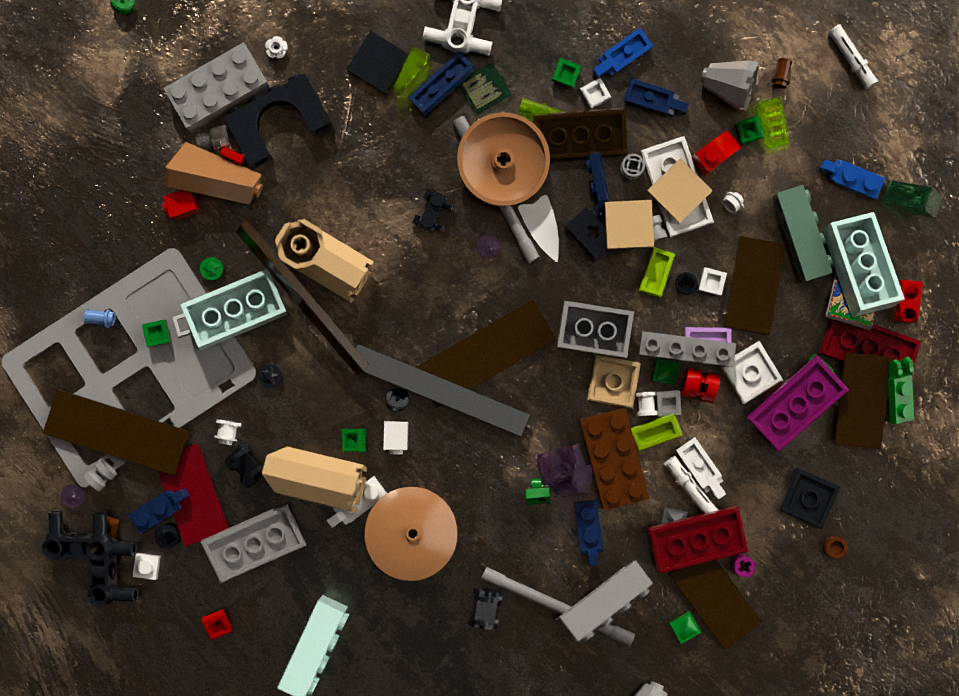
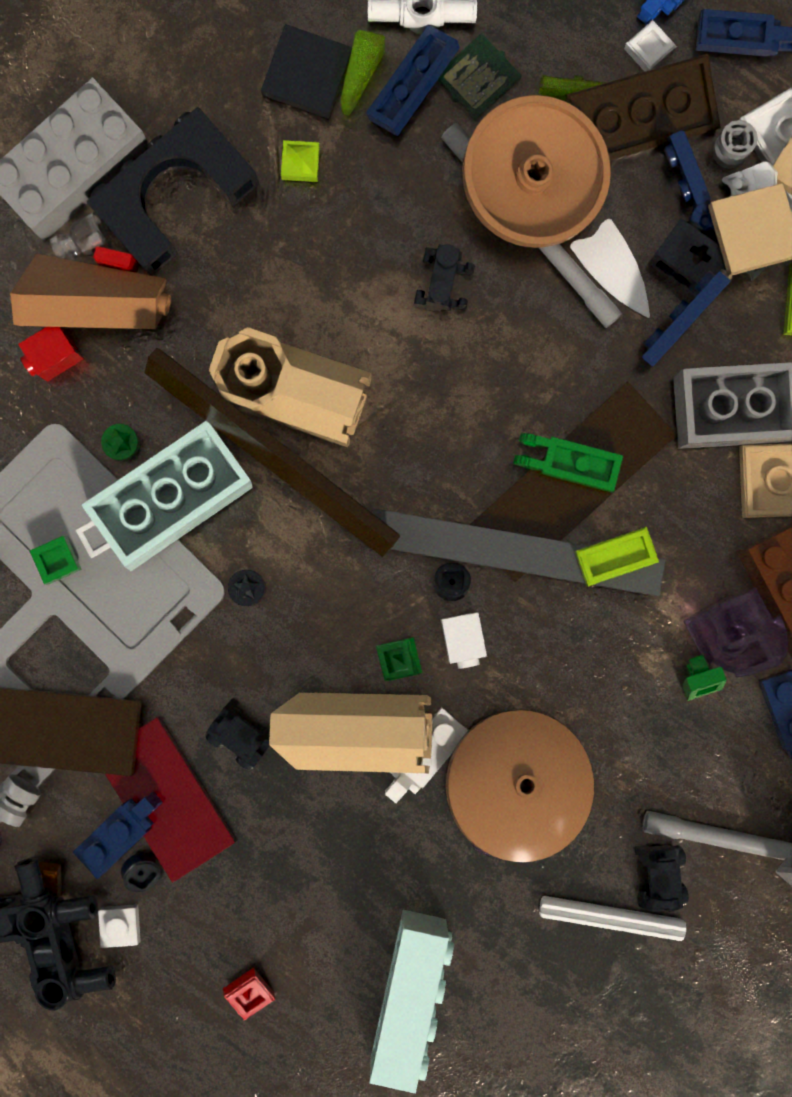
camera: 10 degrees left, 0 degrees up
(226, 431) = (199, 689): white brick -> none
(253, 542) = (278, 853): light grey tile -> none
(276, 53) = (152, 88): white plate -> none
(361, 117) = (300, 161): none -> lime tile
(449, 627) = (612, 918): none -> white axle
(486, 342) = (572, 462): none -> green hinge
(488, 246) = (539, 315): clear purple tile -> none
(499, 406) = (616, 556): none -> lime tile
(566, 73) = (600, 24): green plate -> none
(574, 267) = (685, 314): none -> dark blue plate
(637, 192) = (752, 178): none -> white piece

